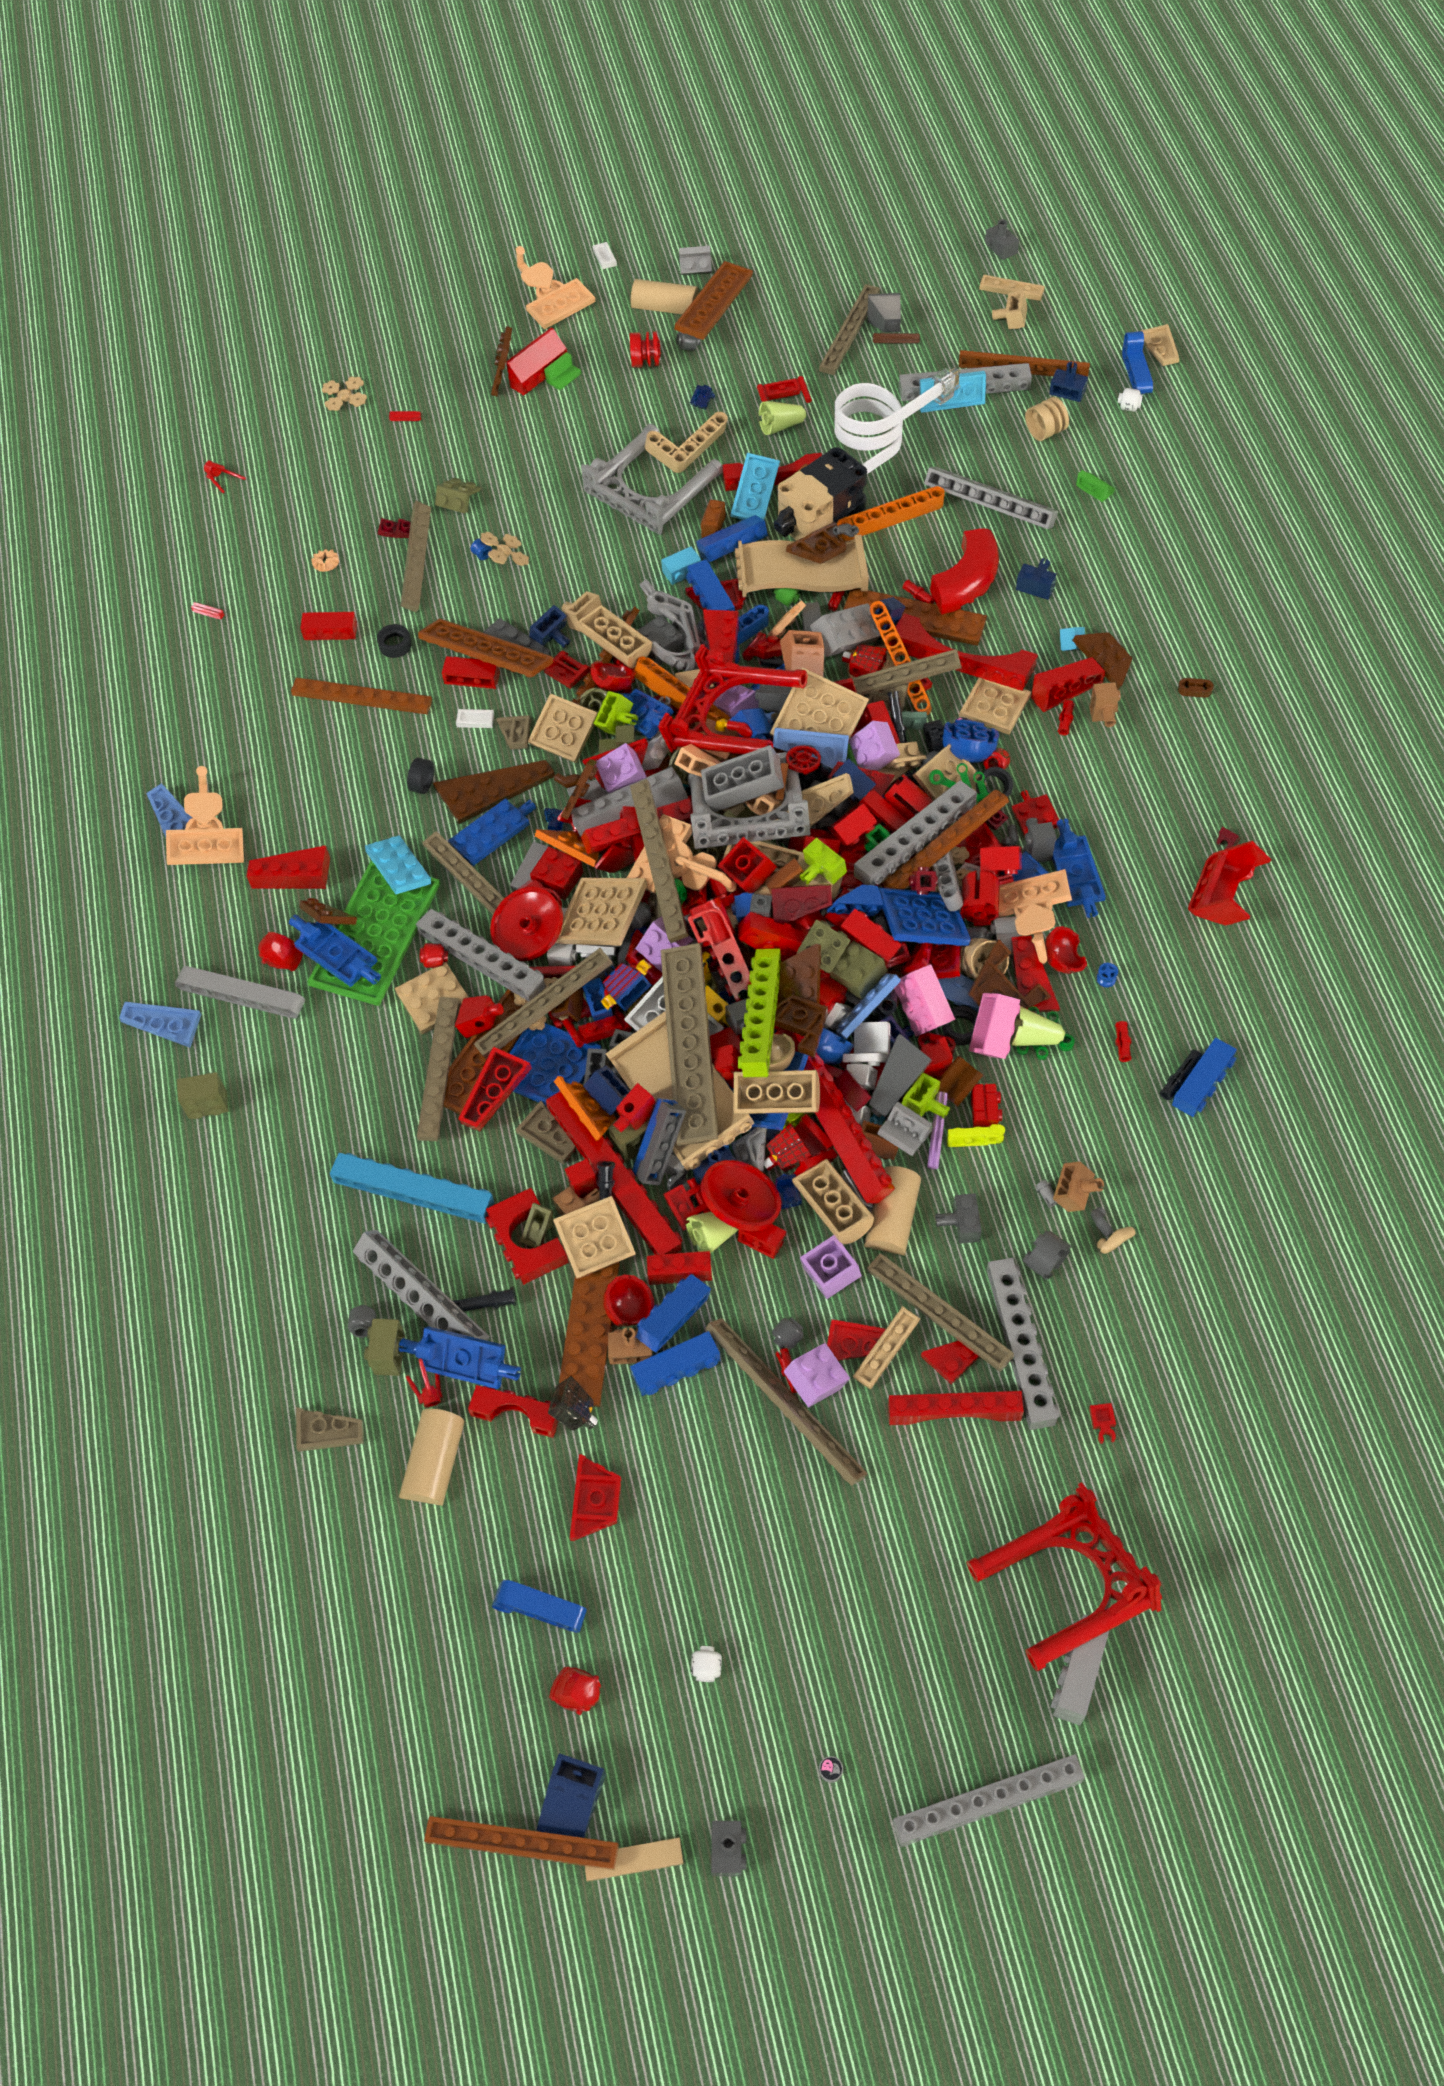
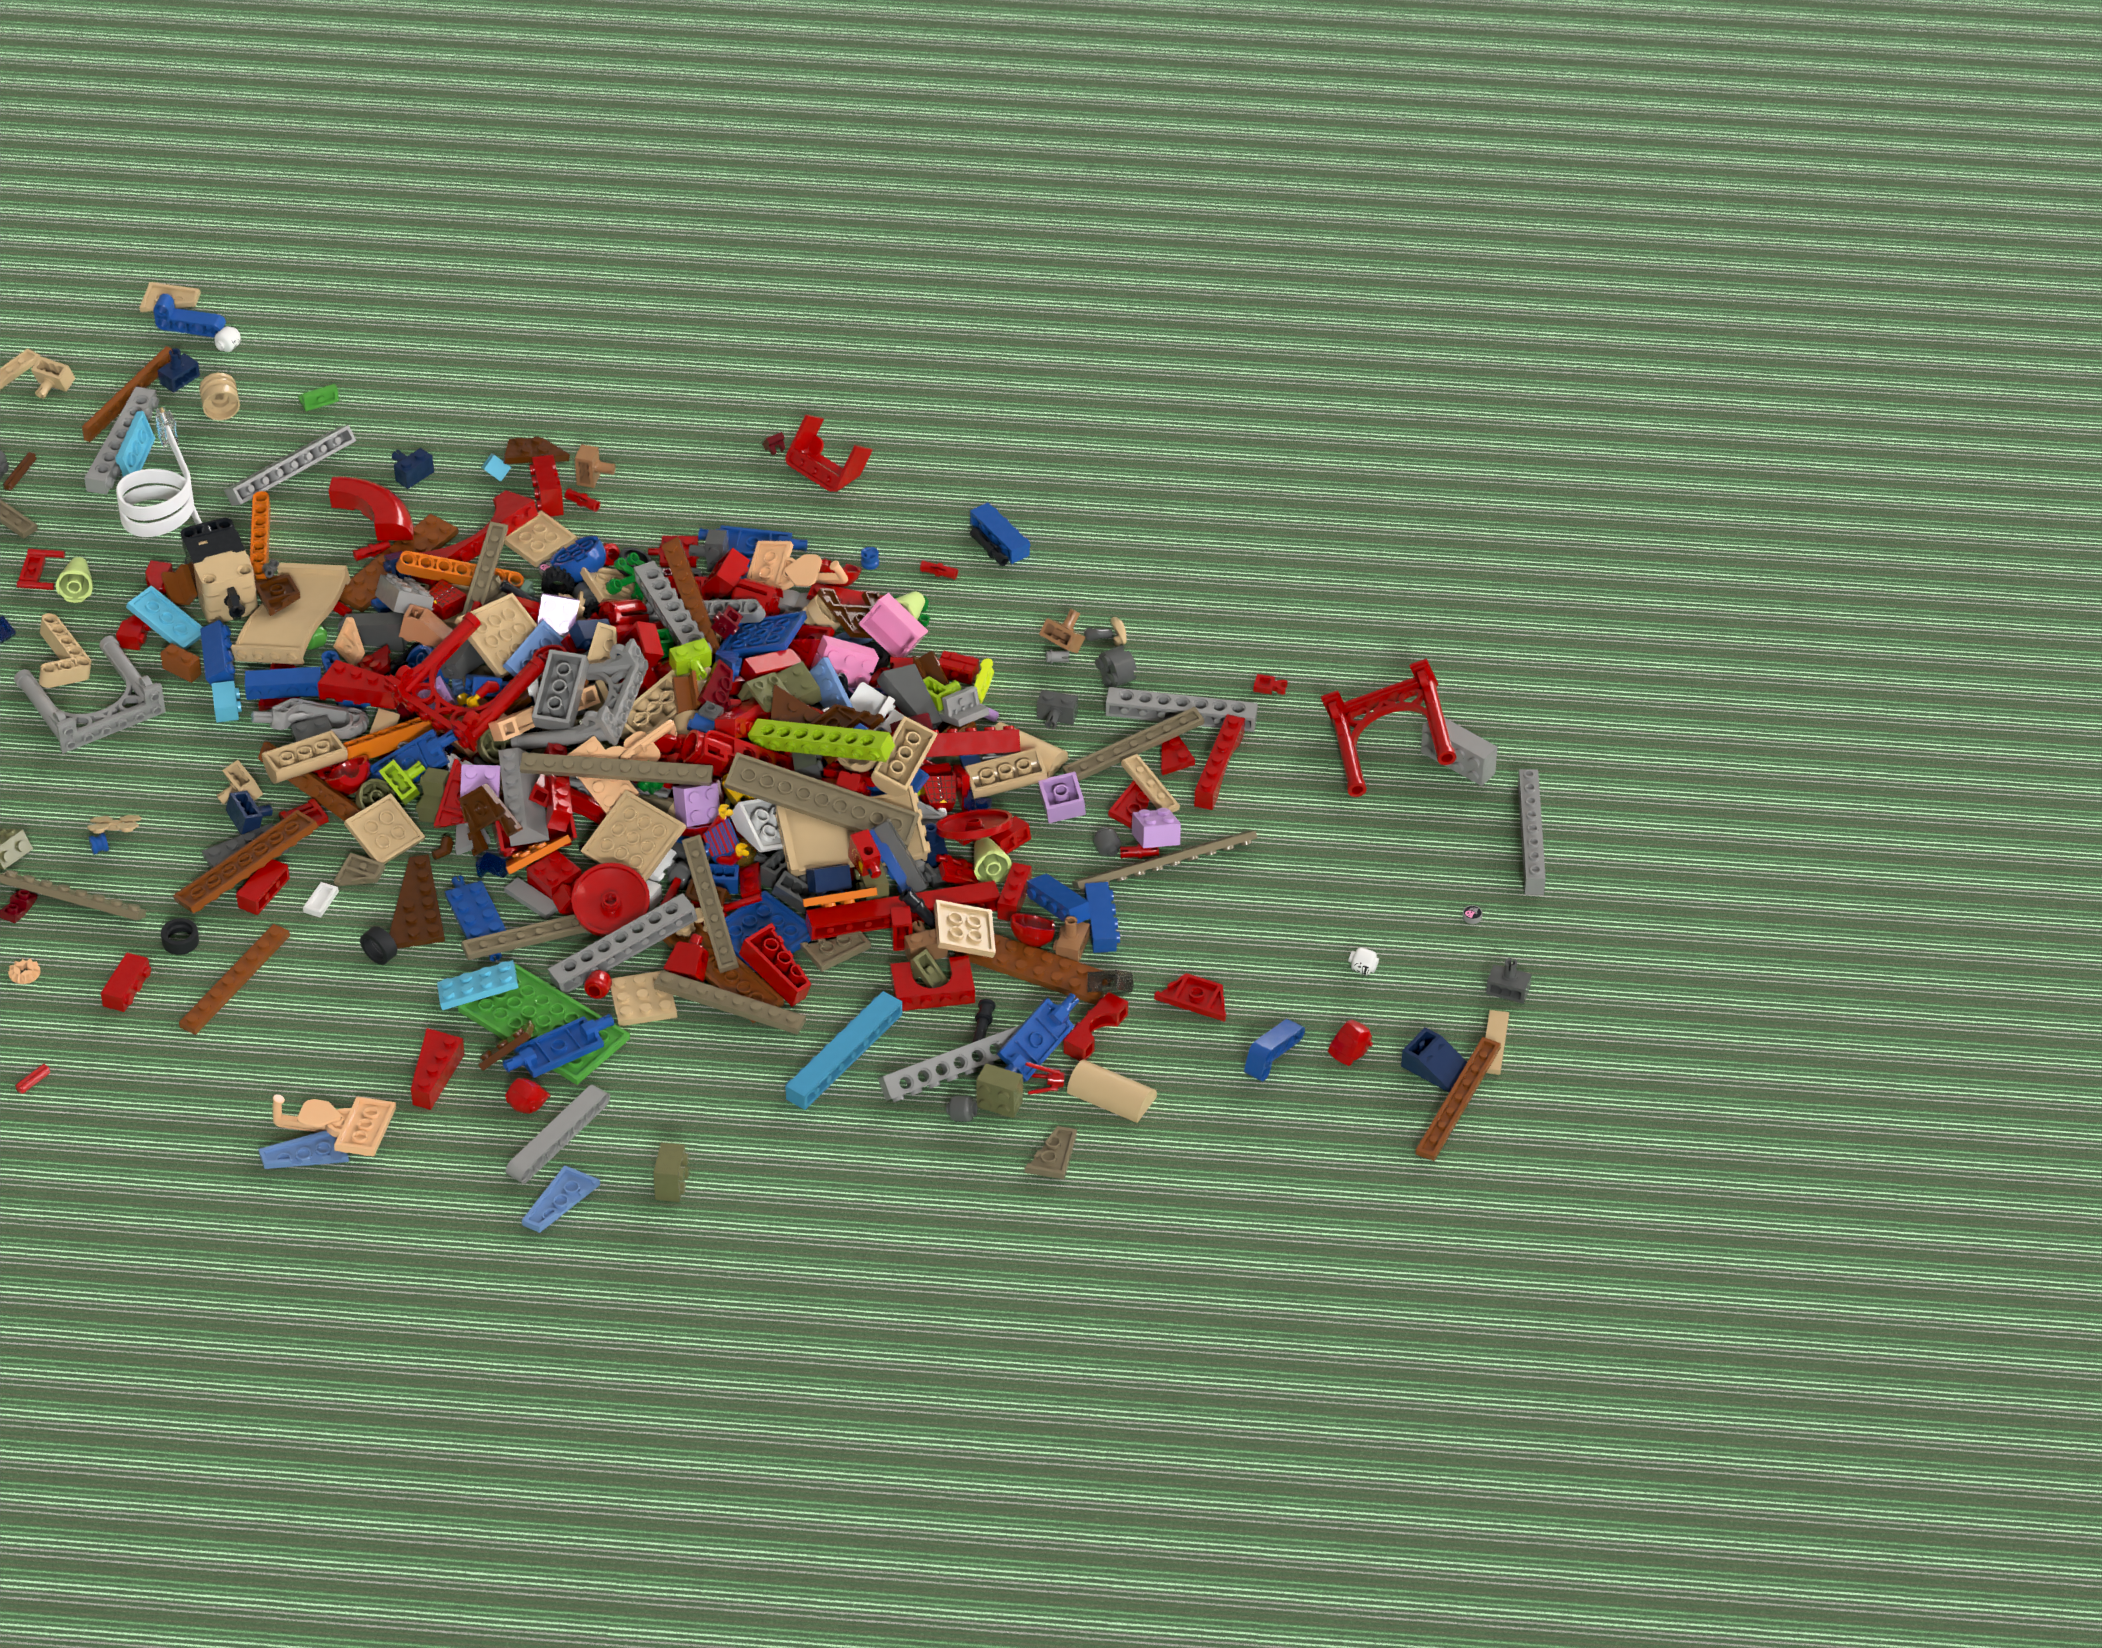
camera: 75 degrees left, 15 degrees down
(747, 866) = (661, 706): red brick -> none
(1195, 687) = (603, 412): reddish brown beam -> none

